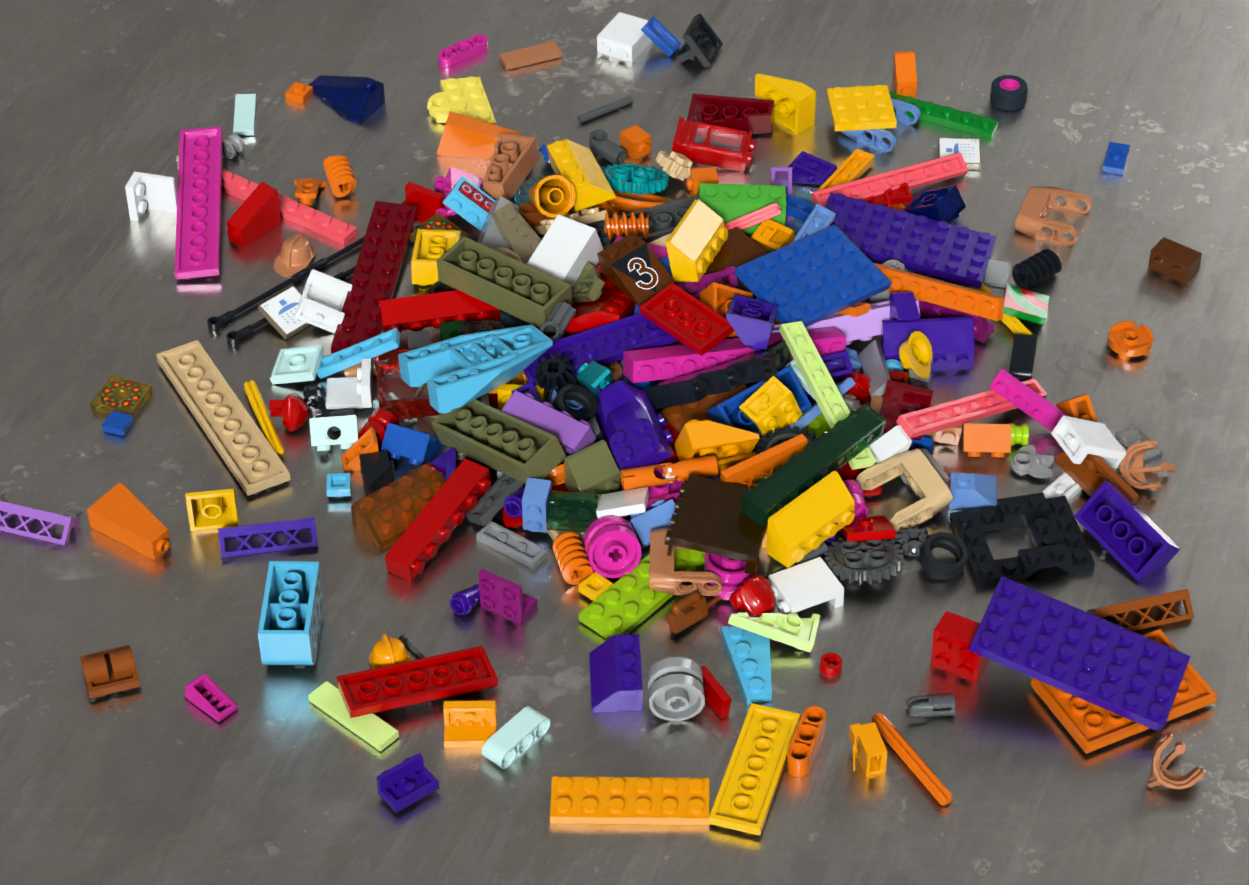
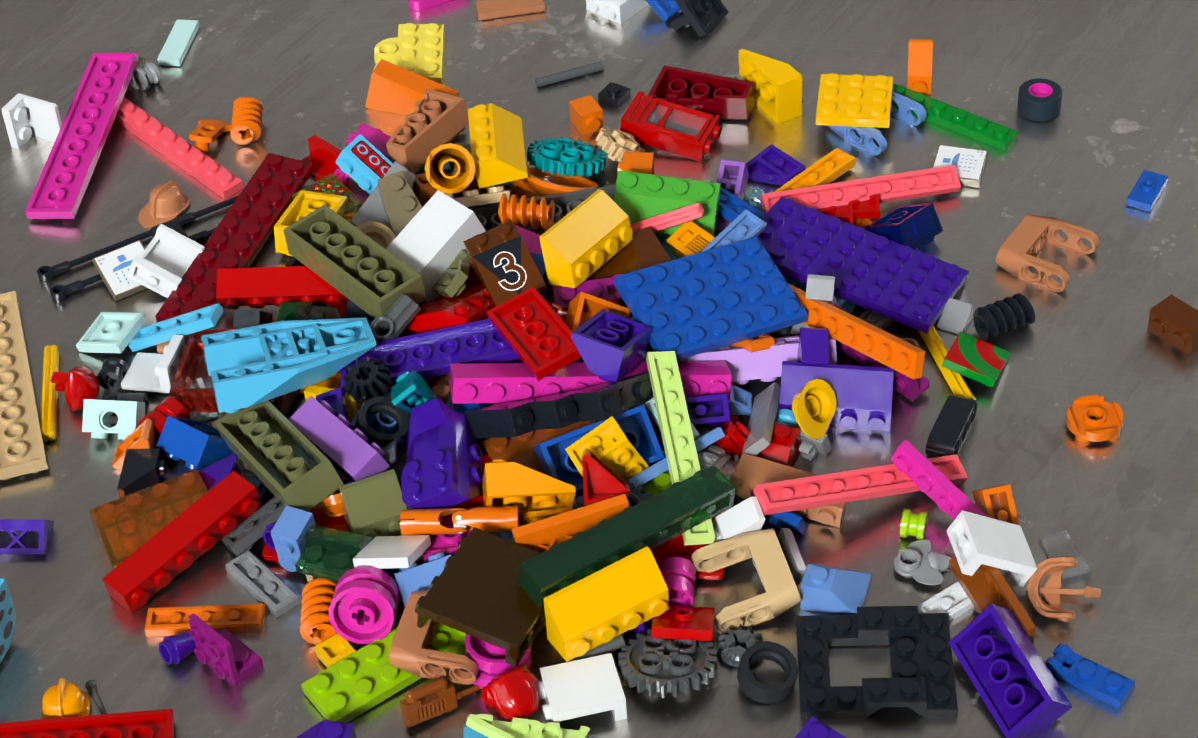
camera: 15 degrees right, 0 degrees up
(255, 216) = (134, 157): red slope -> none
(299, 92) = (245, 24): orange plate -> none
(338, 485) = (95, 482): medium azure plate -> none
(353, 96) = (298, 32): clear blue wedge -> none
(458, 580) = (234, 618): none -> orange tile
(603, 147) = (550, 118): dark grey piece -> none
(651, 123) = (614, 95): none -> black plate
(774, 427) = (599, 480): none -> red slope
(896, 259) = (820, 287): none -> slope
(903, 399) = (770, 464): dark red bracket -> none
(986, 439) = (870, 525): orange slope -> none
(1185, 527) = (1090, 677): none -> blue plate

